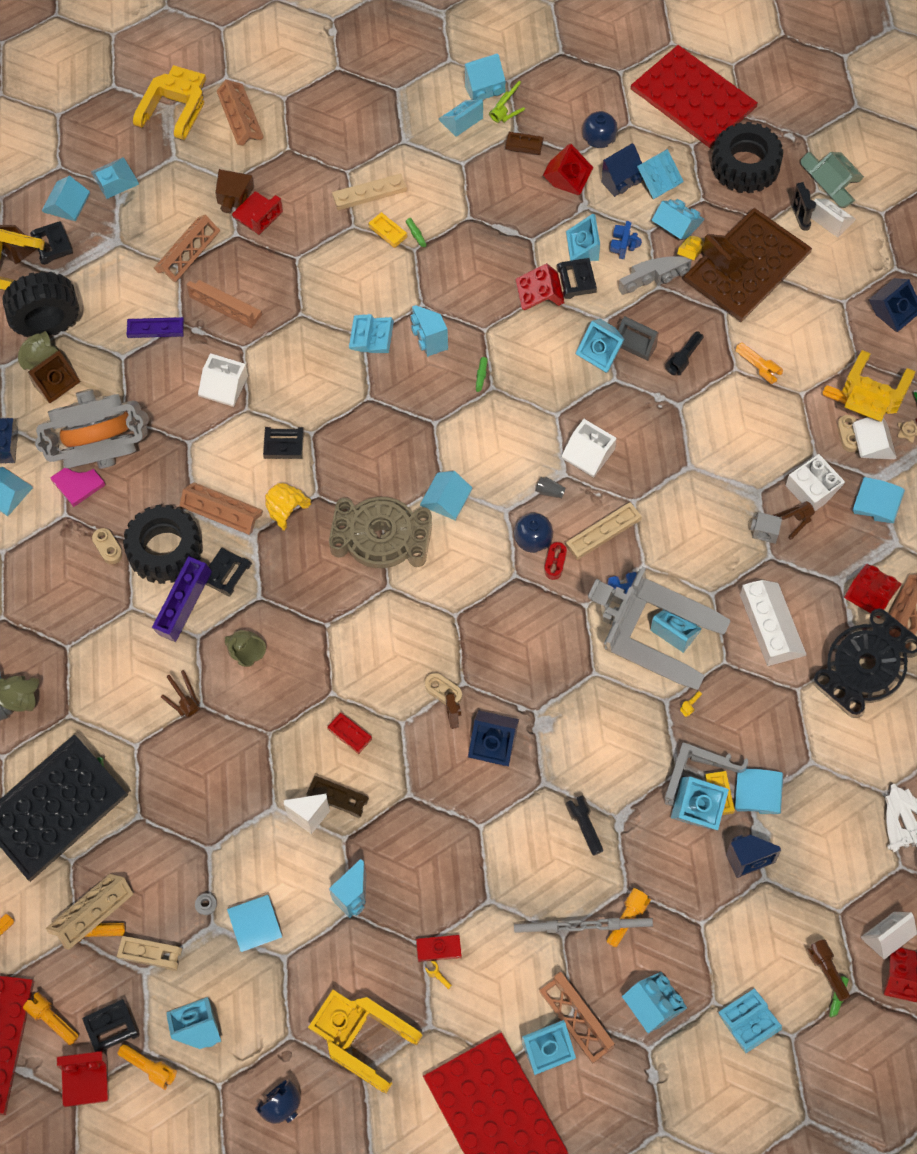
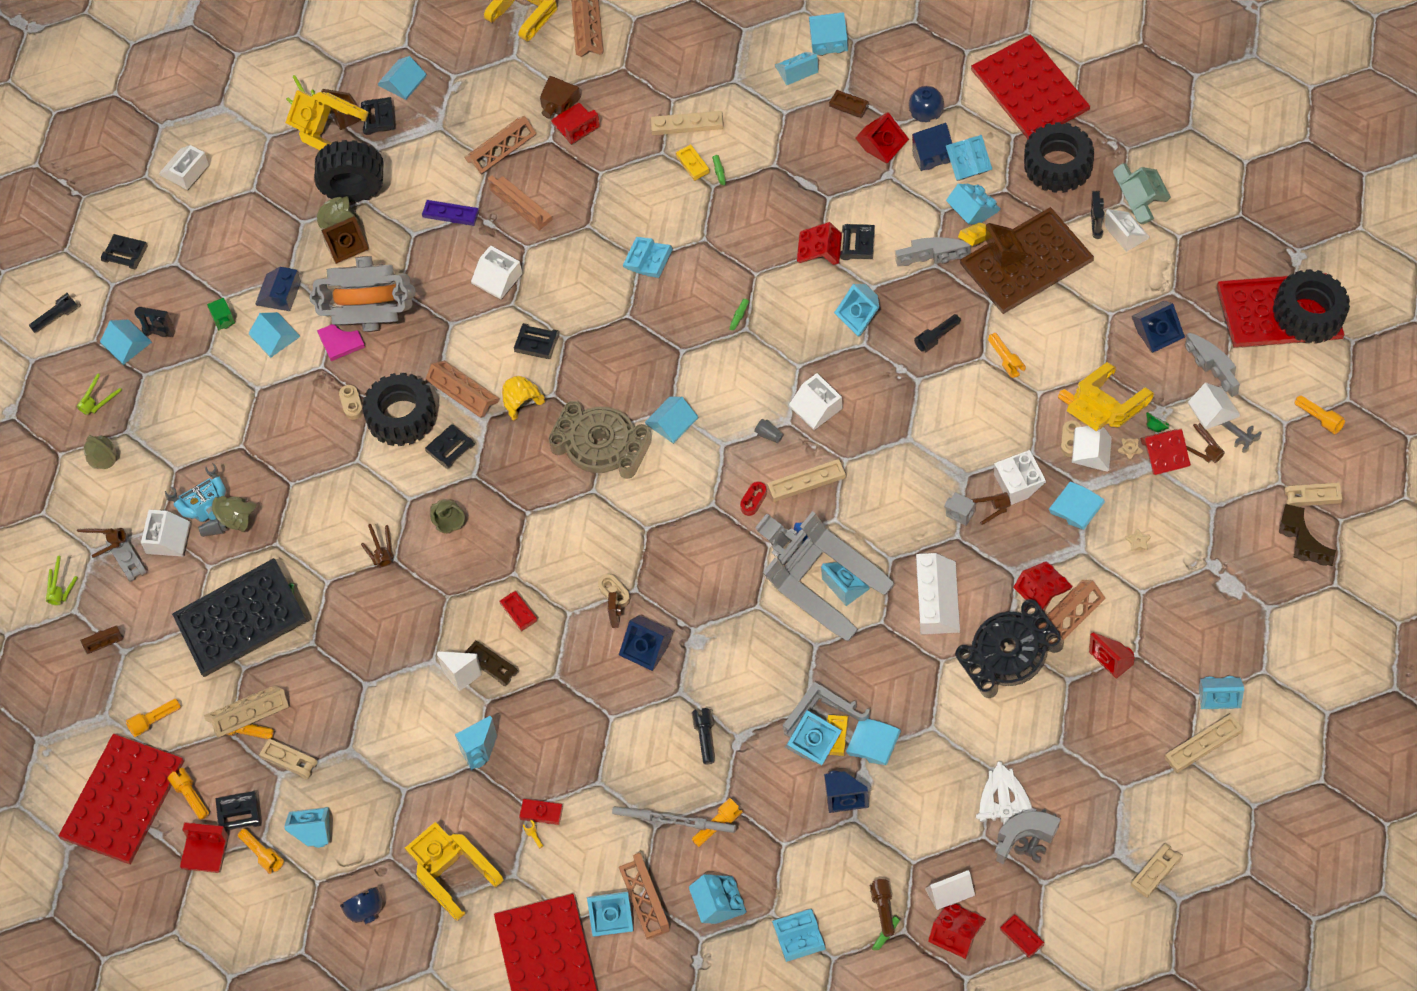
camera: 20 degrees right, 5 degrees down
(115, 177) = (453, 65): medium azure slope -> none
(181, 599) = (402, 461): dark purple brick -> none
(205, 910) = (348, 734): light grey plate -> none
(254, 923) = (386, 754): medium azure slope -> none
(430, 330) = (699, 264): medium azure slope -> none
(499, 112) = (834, 69): lime plant -> none
(533, 532) = (741, 468): dark blue cylinder -> none
(584, 240) = (875, 207): medium azure slope -> none
(623, 232) = (918, 214): blue hips -> none
(637, 343) = (894, 313): dark grey tile -> none
(687, 708) = (832, 652): yellow hand -> none

